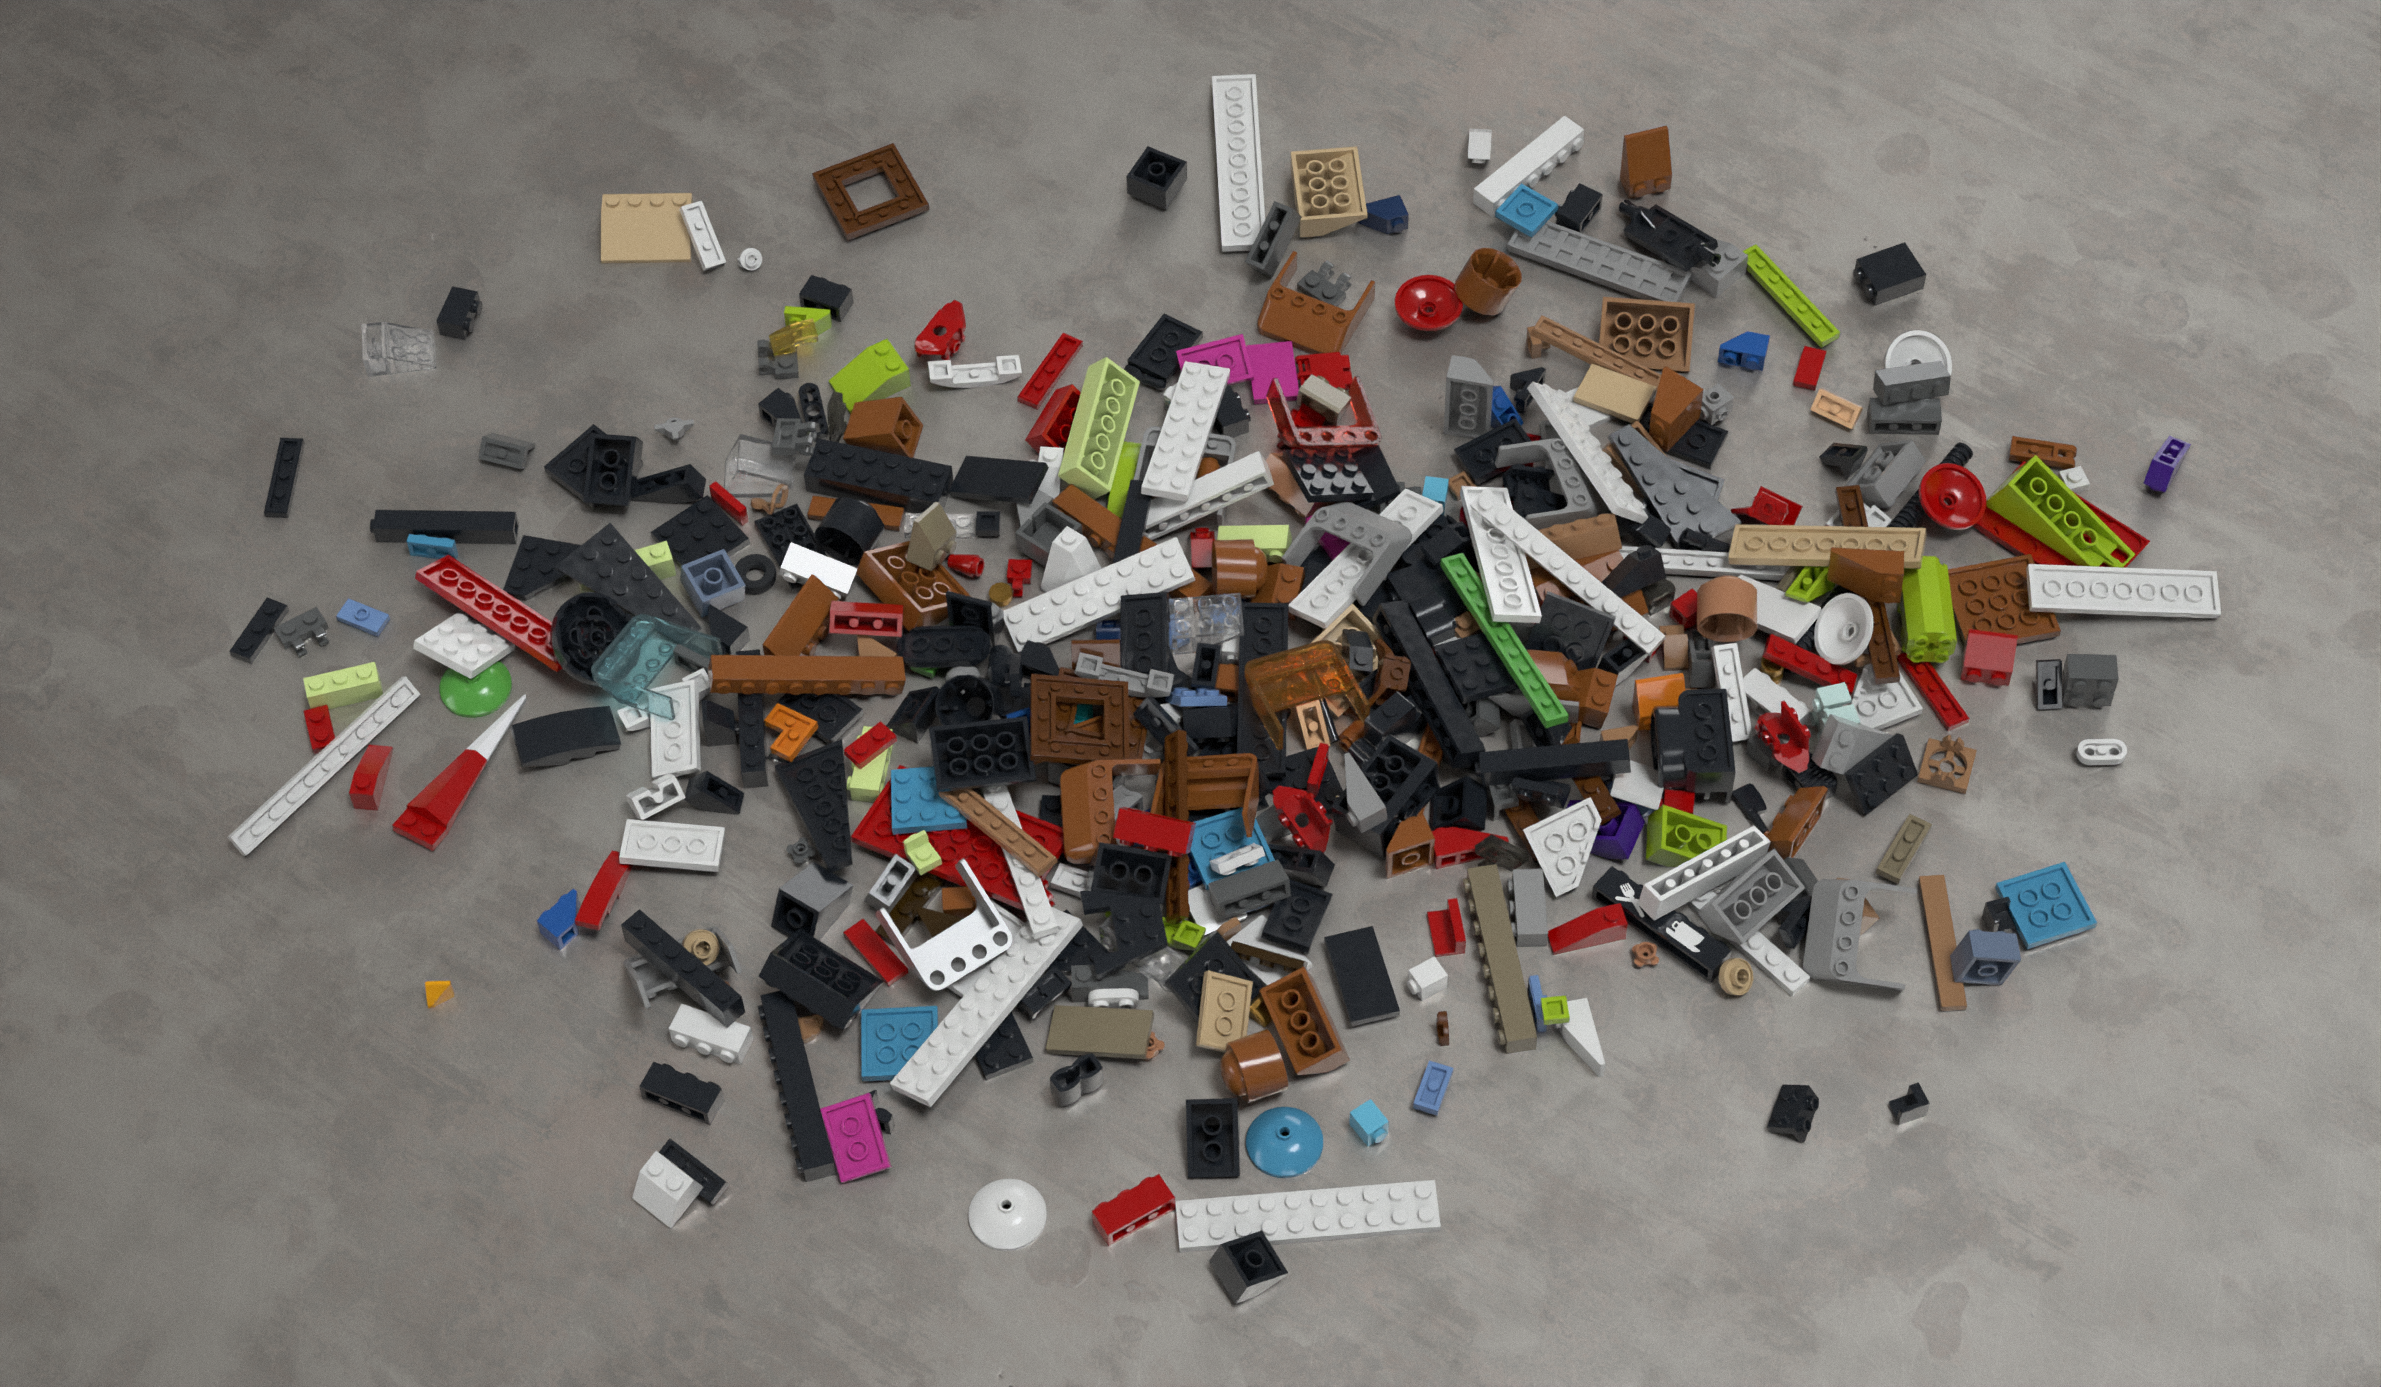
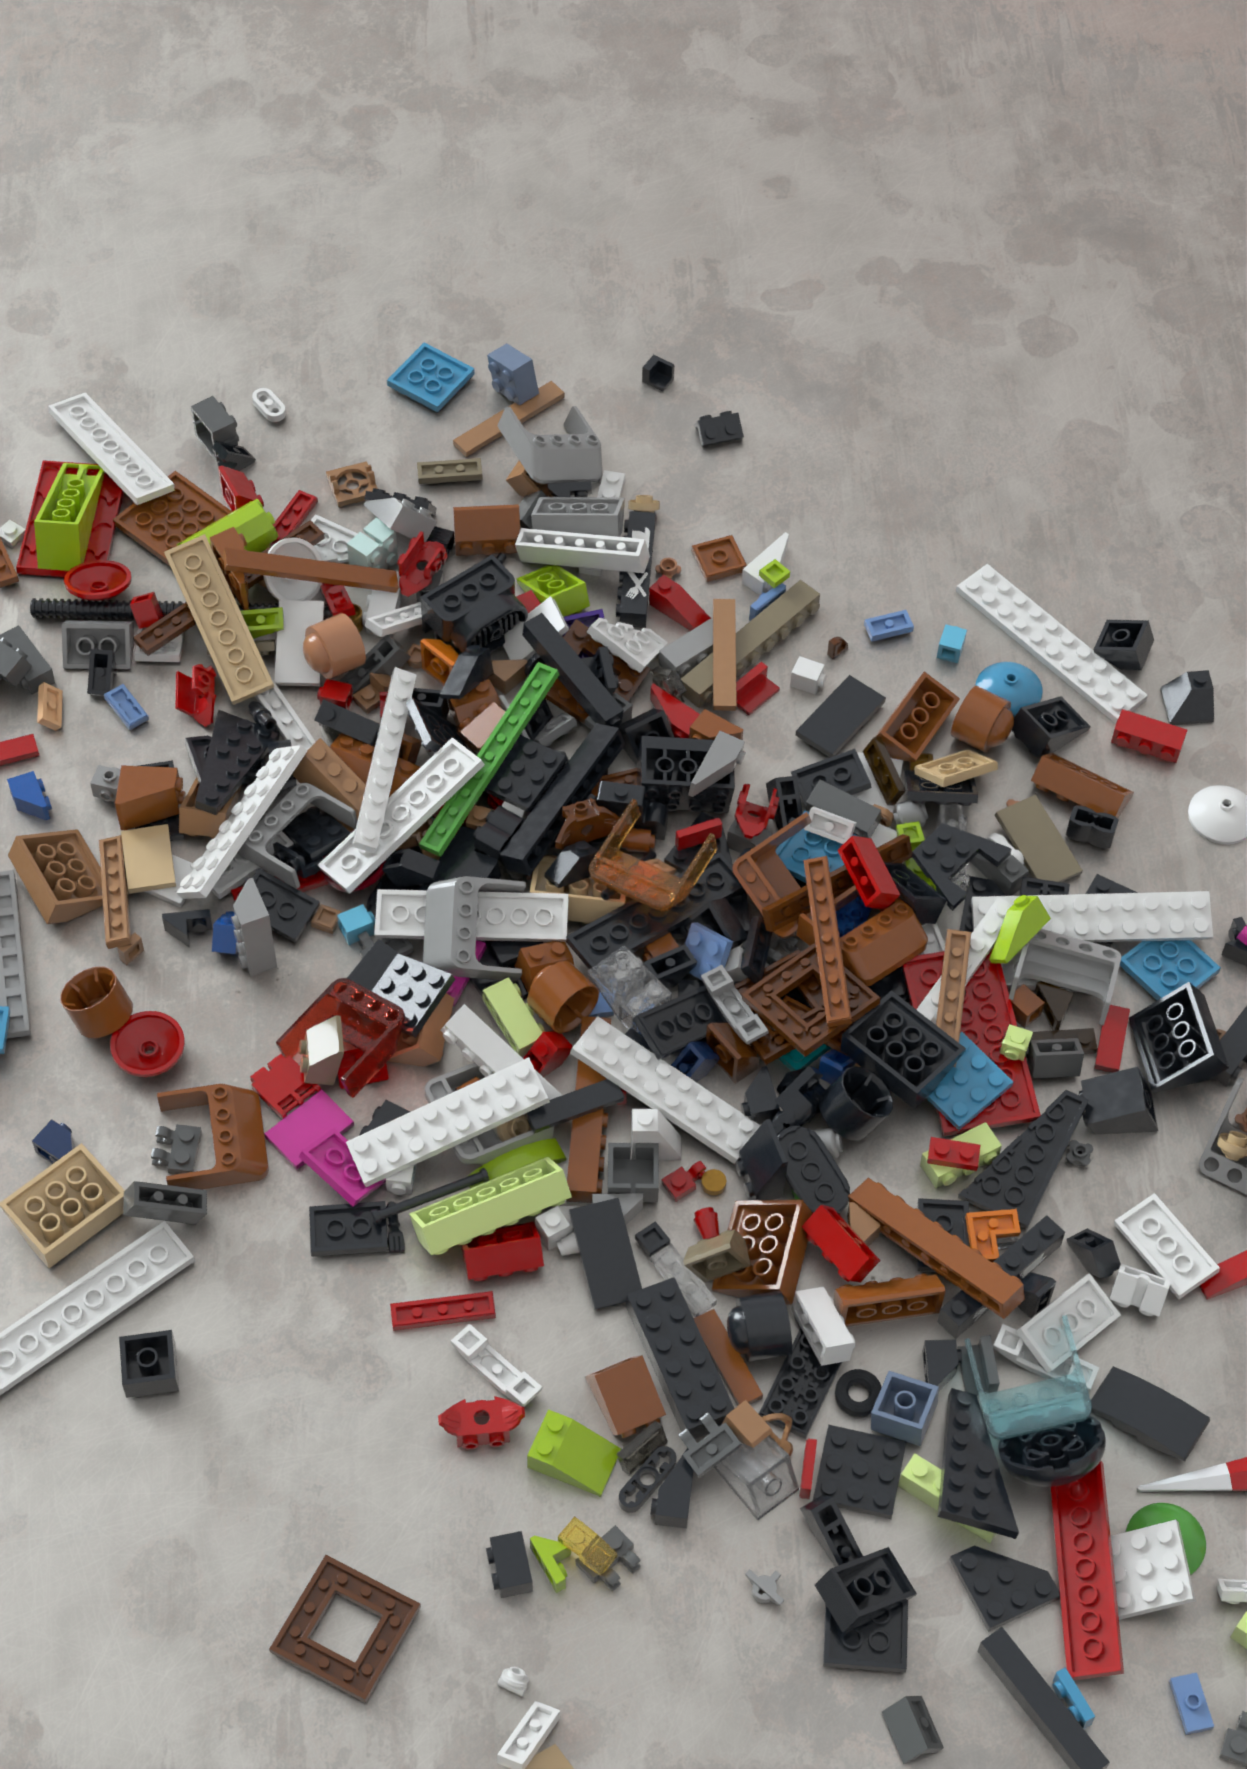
camera: 130 degrees left, 0 degrees up
(784, 465) = (747, 1425): none -> medium nougat slope
(915, 714) = (886, 1157): black slope -> none
(1015, 920) = (1019, 926): none -> lime slope
(1114, 752) = (827, 942): none -> dark orange tile
(1128, 1114) = (1080, 785): none -> dark orange slope
(1131, 442) = (429, 1196): none -> black bar
(1145, 1281) = (1189, 698): none -> black slope
(1495, 911) = (724, 655): none -> medium nougat tile
(1622, 693) = (467, 673): none -> black slope
(1627, 1007) = (719, 558): none -> dark orange tile
(1796, 461) = (126, 707): none -> medium blue plate
(1821, 622) = (310, 570): none -> dark orange tile
(1886, 511) = (146, 610): none -> red brick
(1997, 917) = (465, 396): black panel -> none

